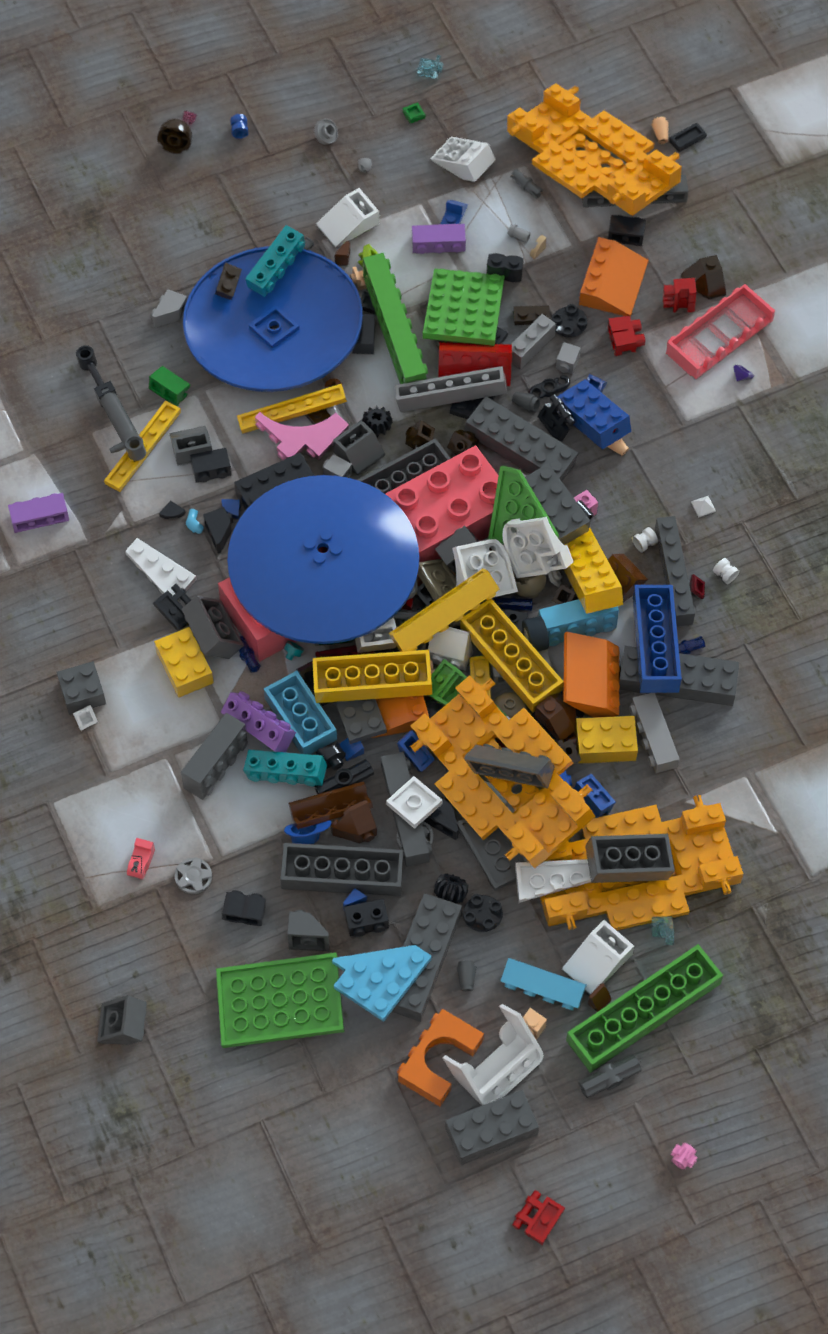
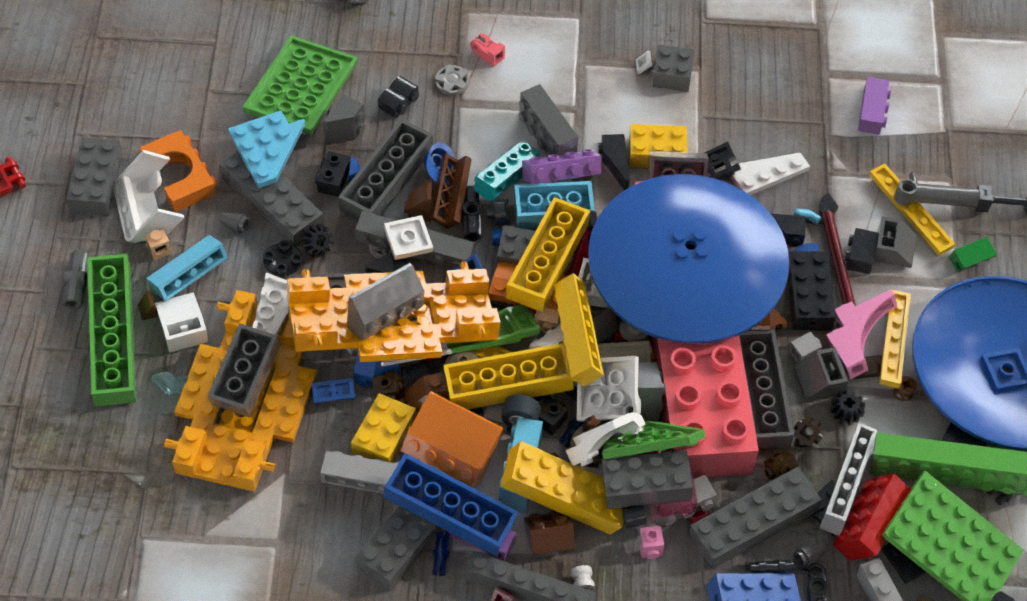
camera: 115 degrees right, 5 degrees down
(212, 693) = (615, 157): none -> black slope
(228, 481) = (838, 258): none -> dark red axle
(525, 566) = (591, 422): none -> reddish brown axle

